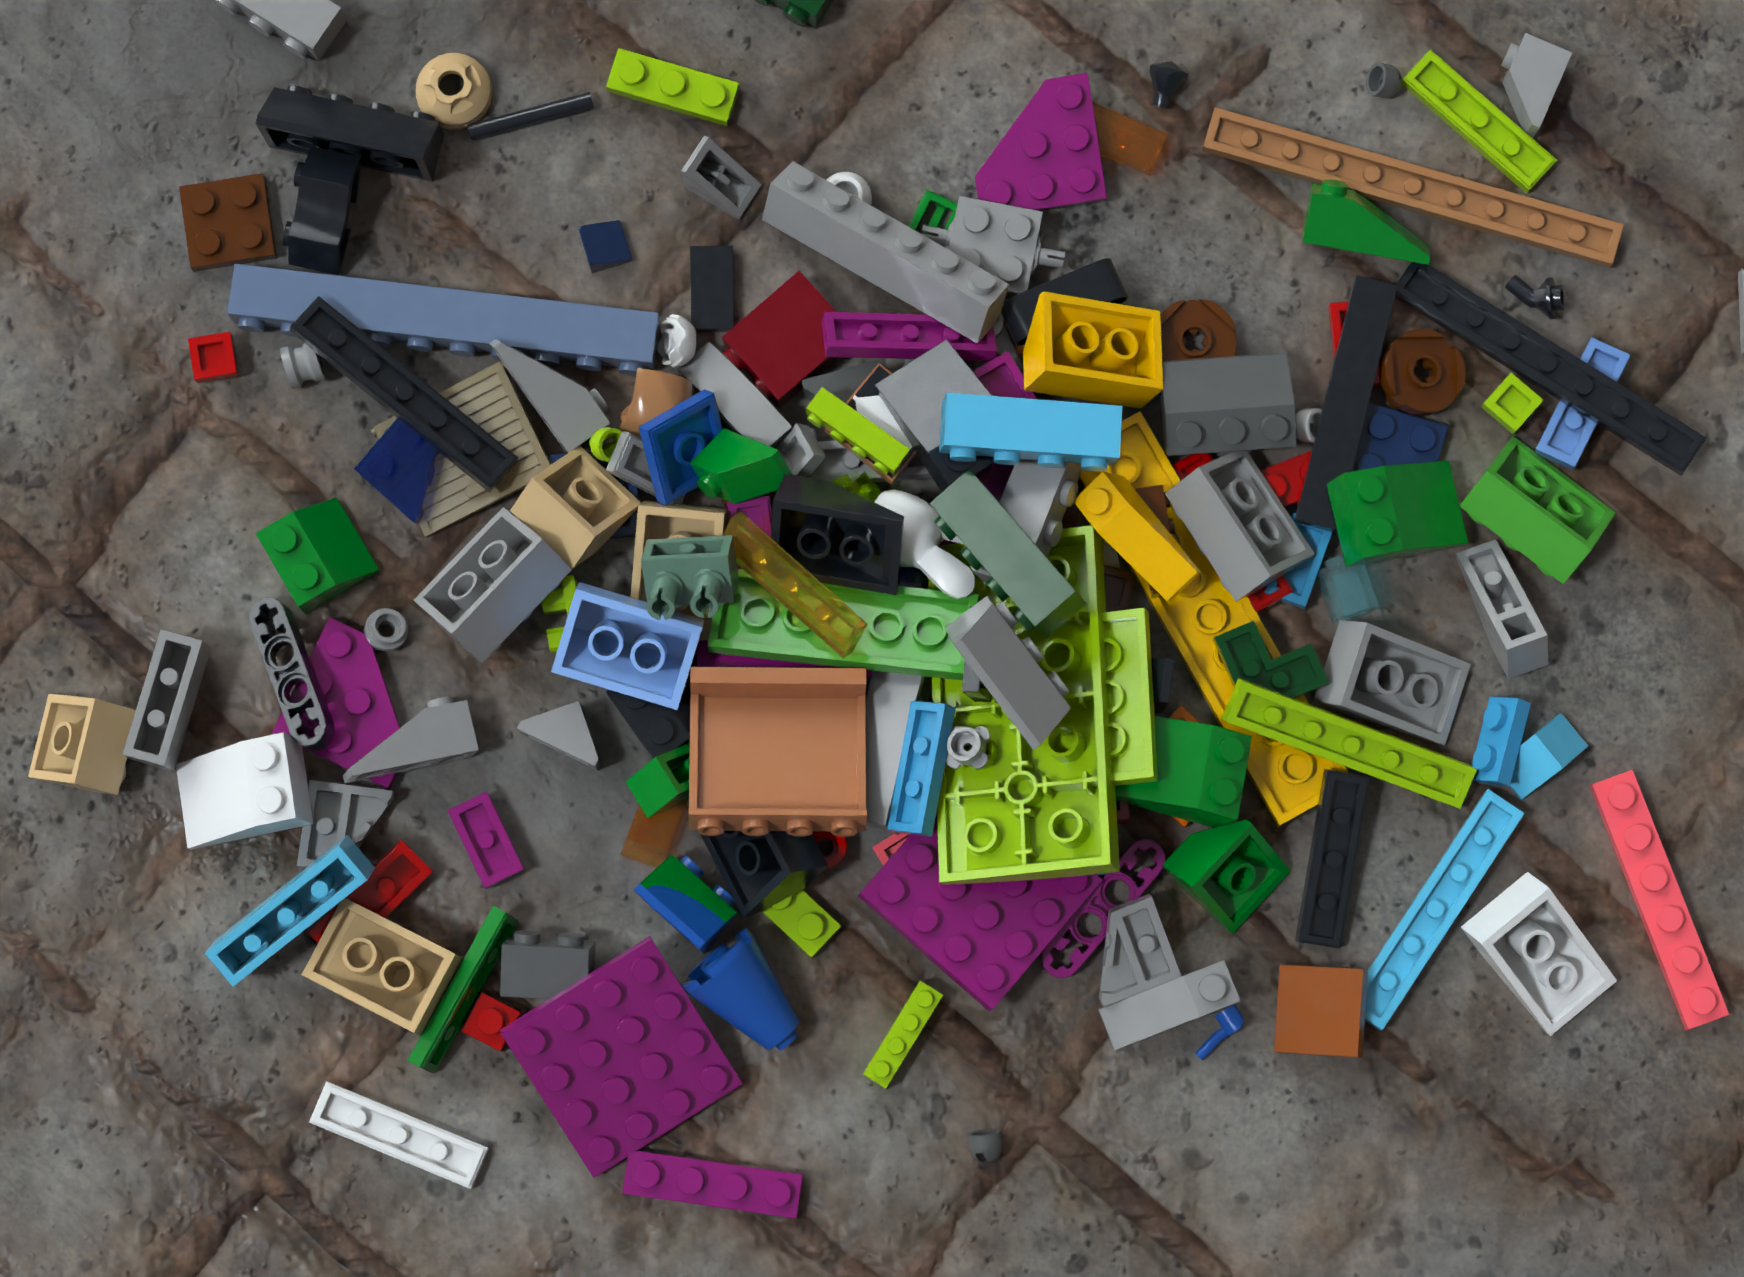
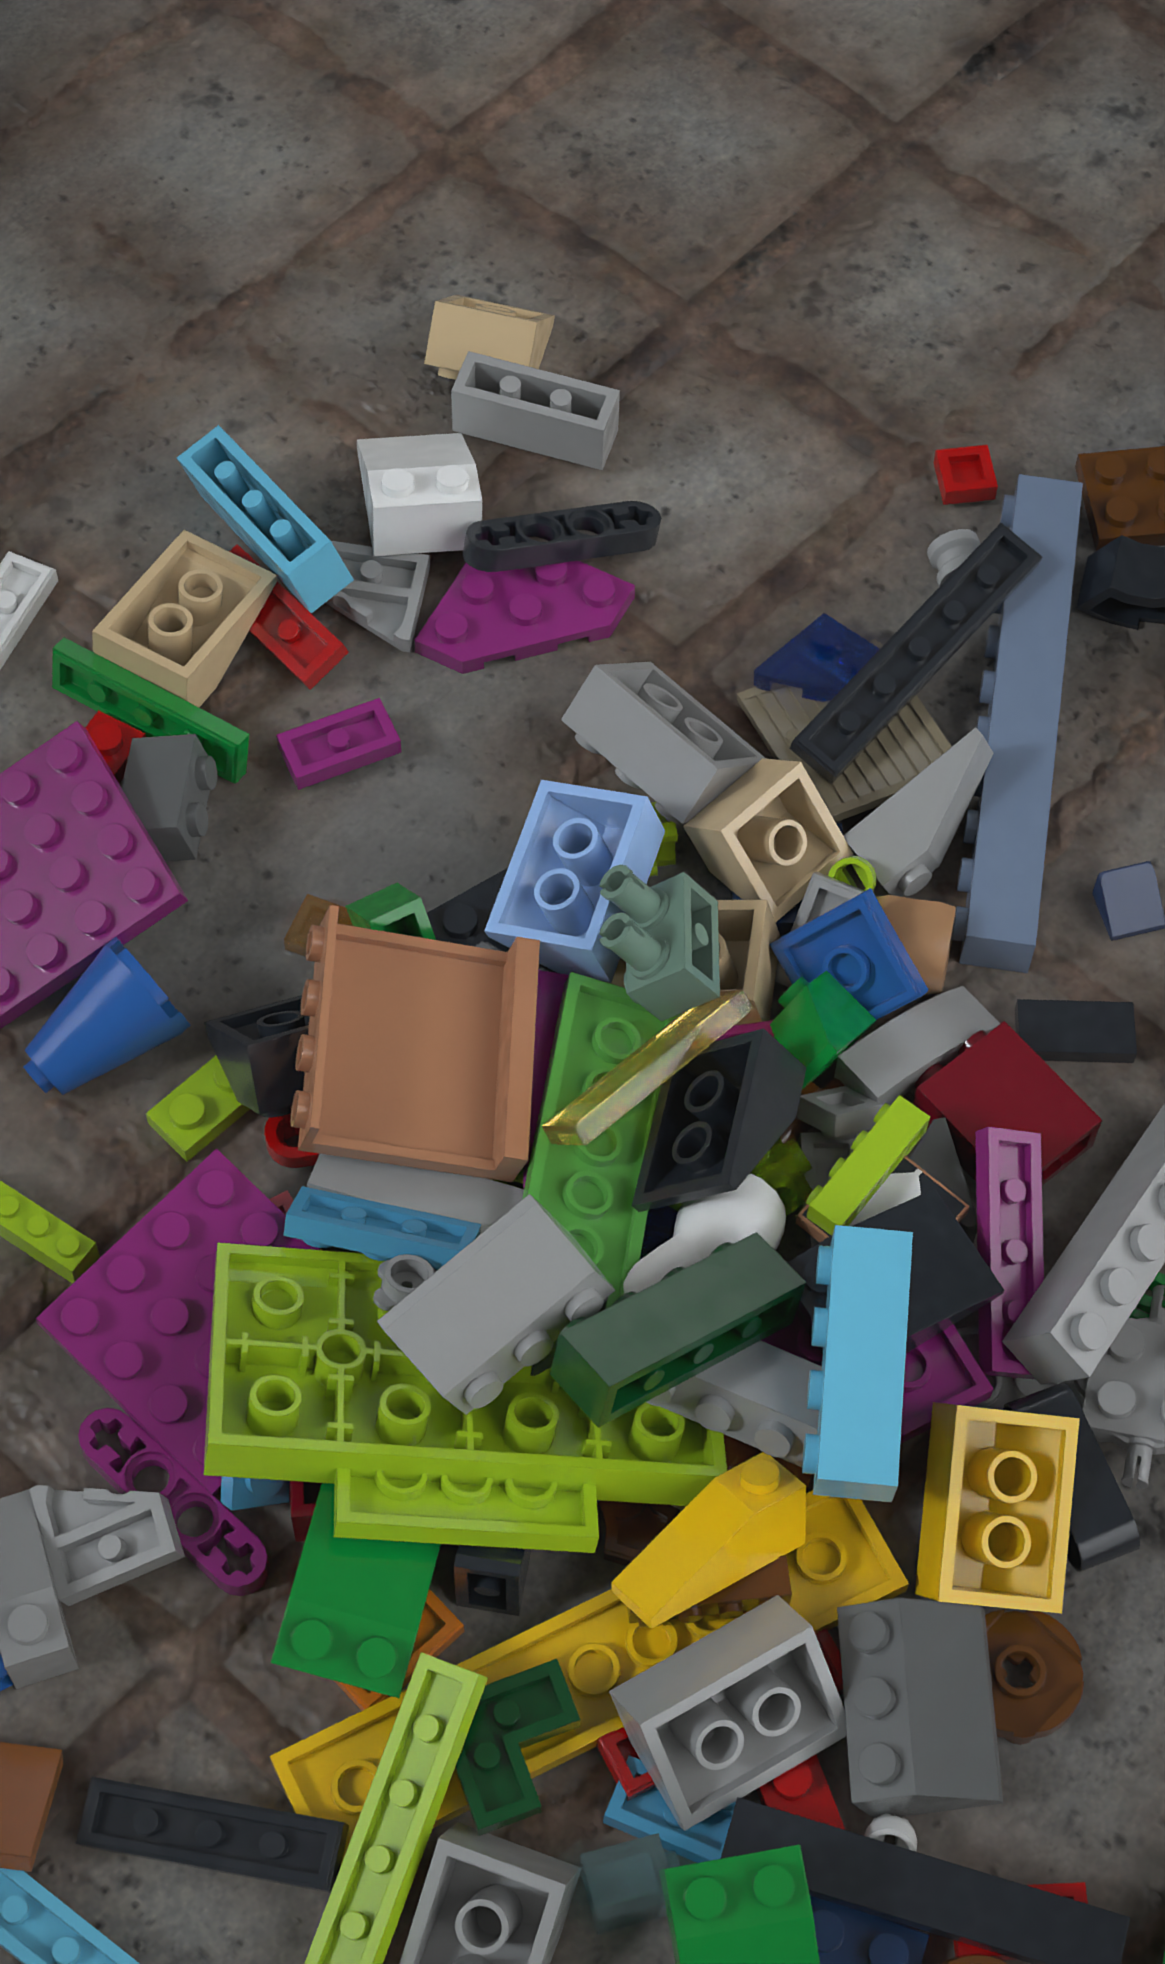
camera: 90 degrees right, 20 degrees down
(317, 553) = (714, 570): green slope -> none
(386, 617) = (621, 630): light grey plate -> none
(430, 738) = (469, 666): light grey slope -> none
(565, 732) = (469, 836): light grey slope -> none
(678, 341) = (999, 979): white plate -> none
(687, 901) = (228, 950): blue slope -> none
(1227, 871) = (203, 1673): green slope -> none

